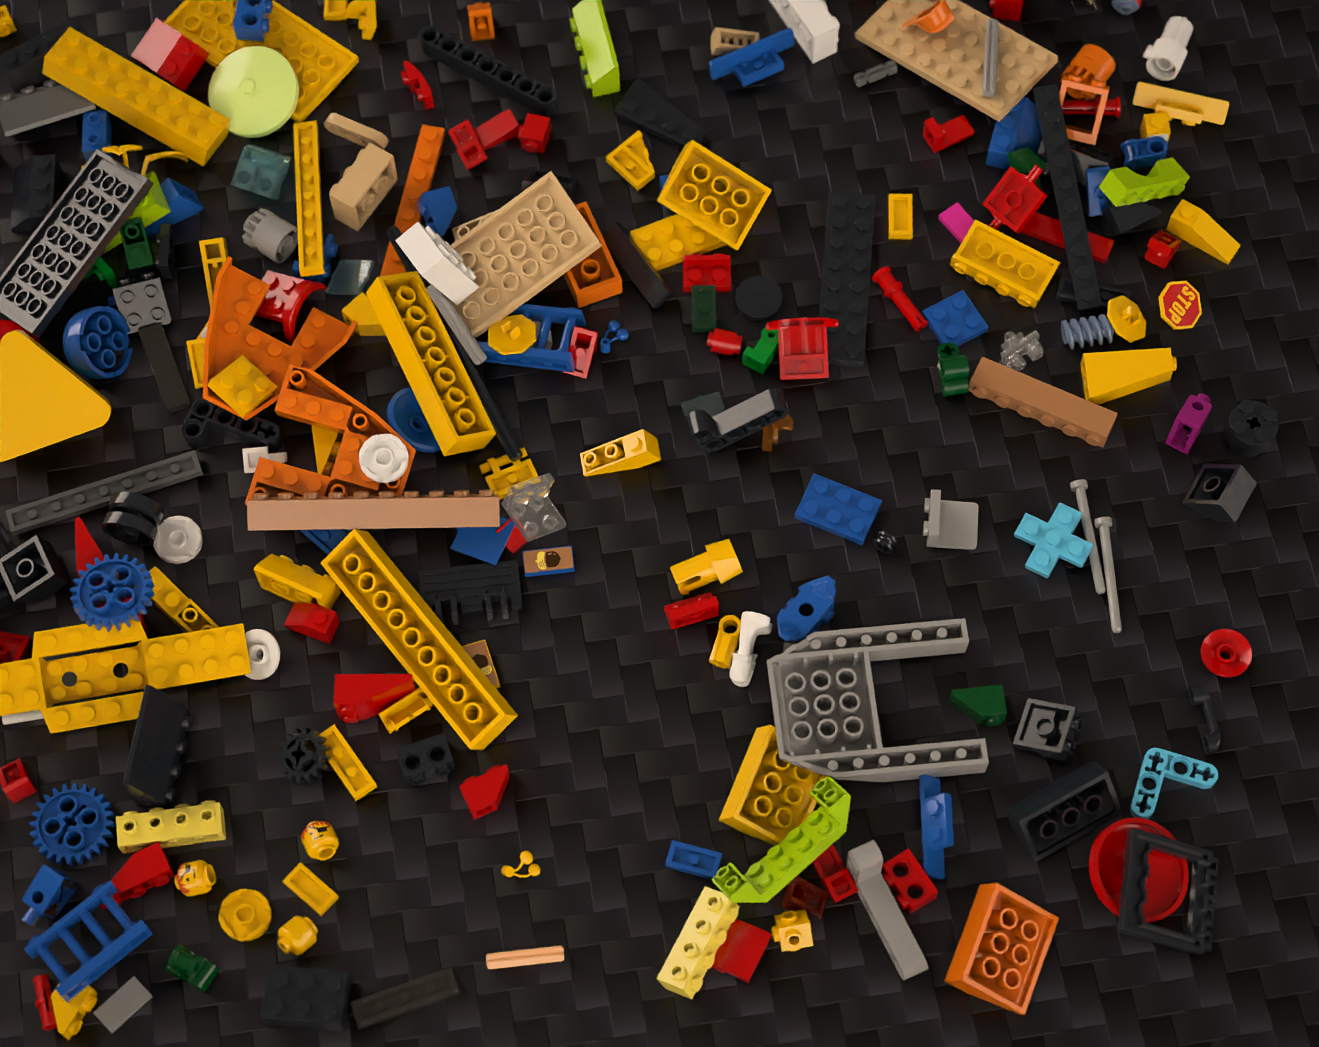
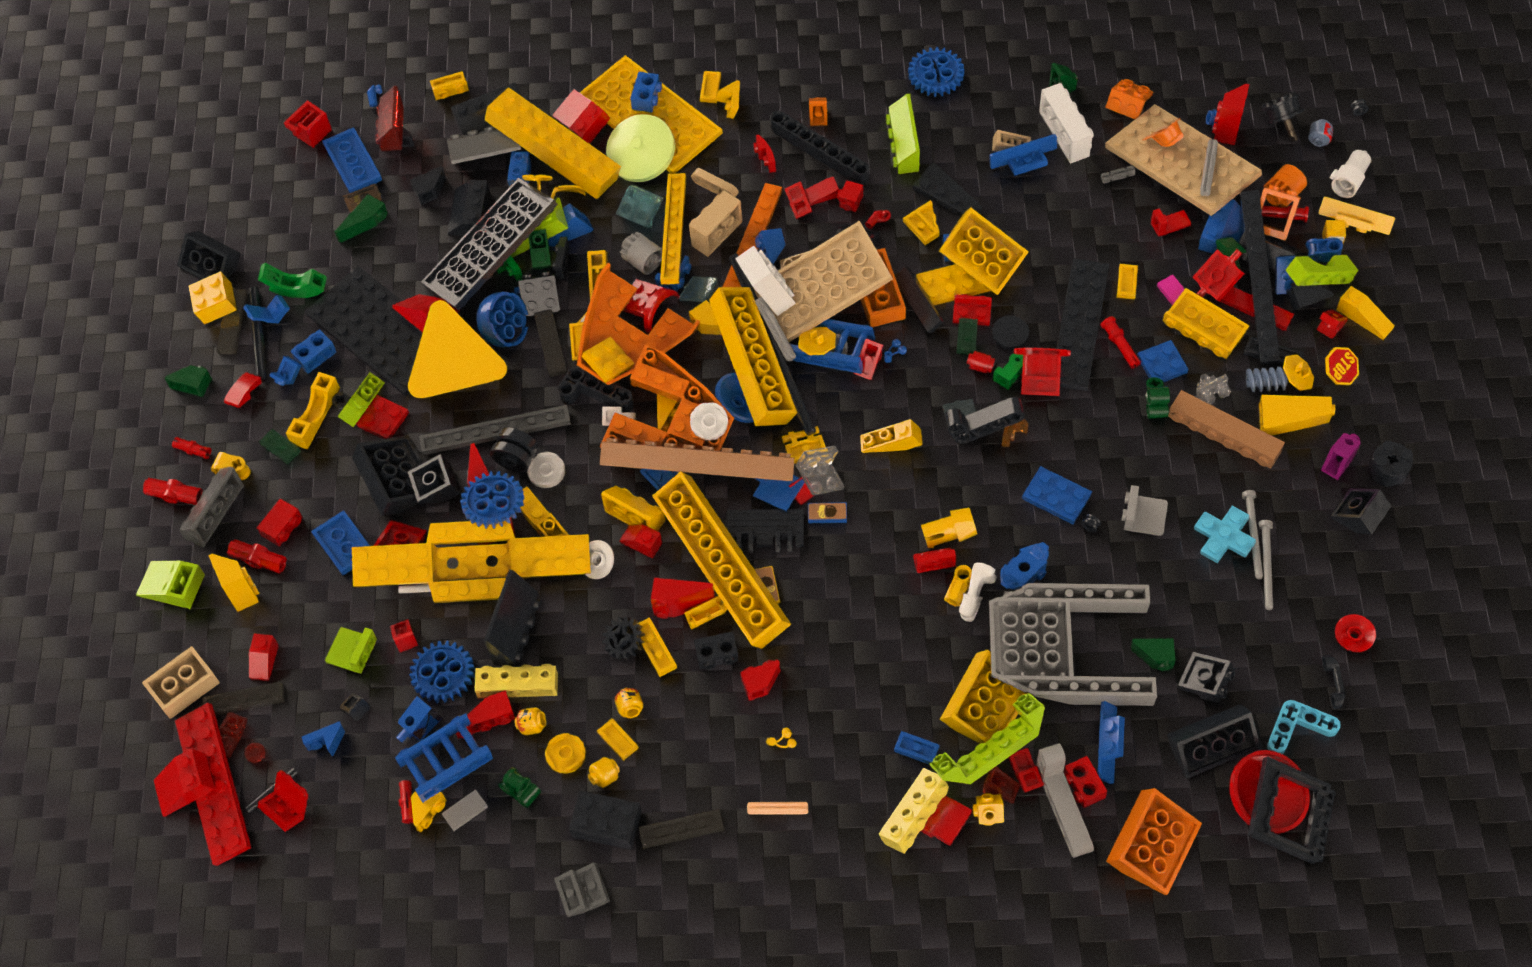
camera: 10 degrees right, 5 degrees down
(572, 158) = (877, 217): none -> red arm

